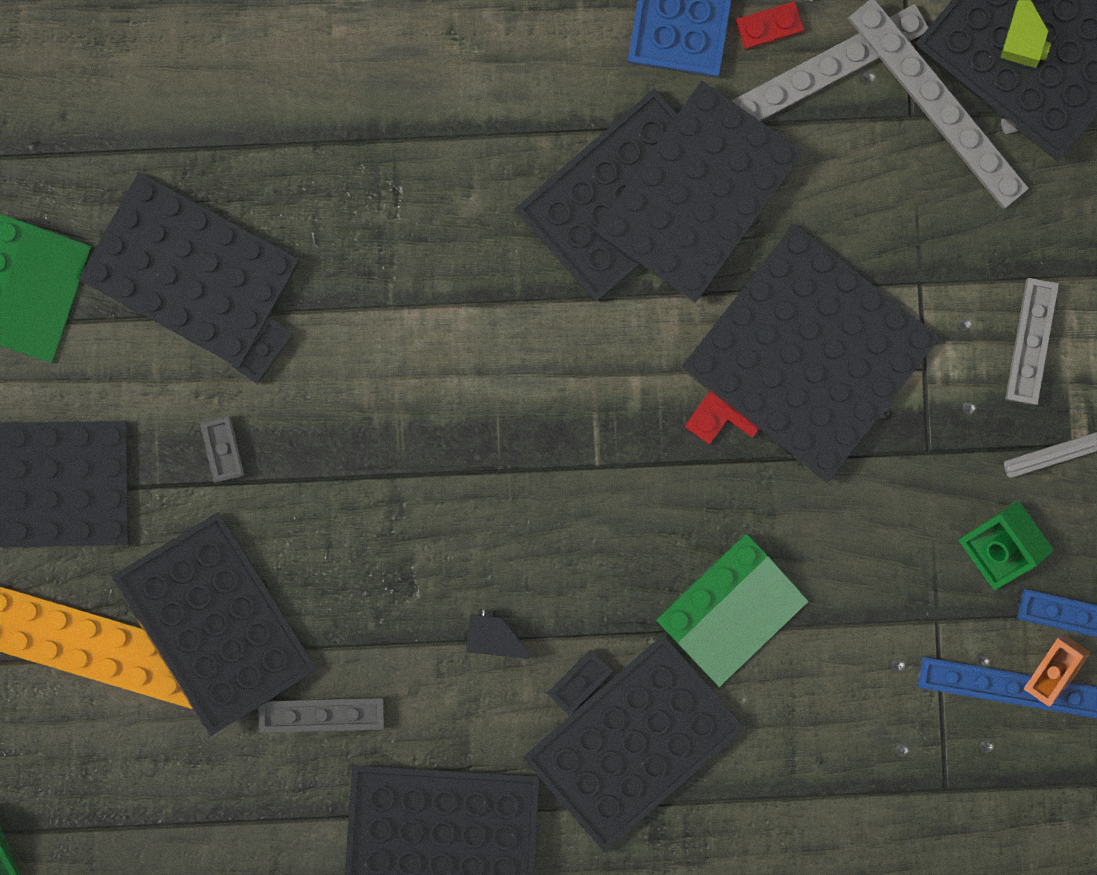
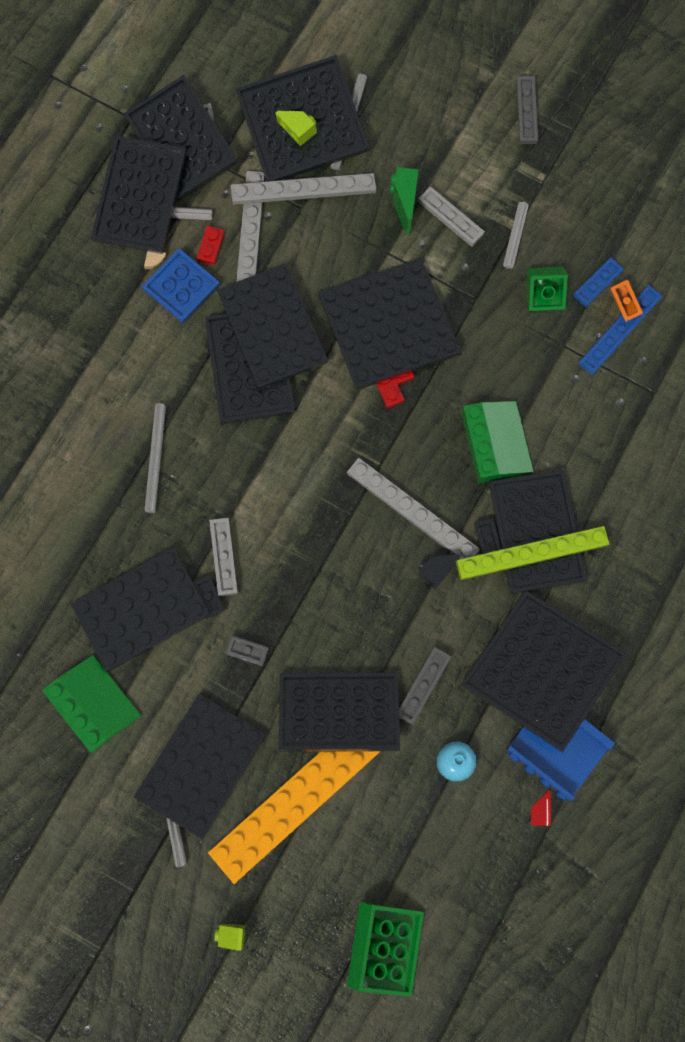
camera: 60 degrees left, 10 degrees down
(248, 820) = (456, 761): none -> medium azure cylinder
(329, 335) = (223, 557): none -> light grey plate
(410, 151) = (155, 457): none -> light grey axle
(557, 553) = (412, 510): none -> light grey plate
(595, 755) = (532, 553): none -> lime plate
(1026, 250) = (404, 189): none -> green slope

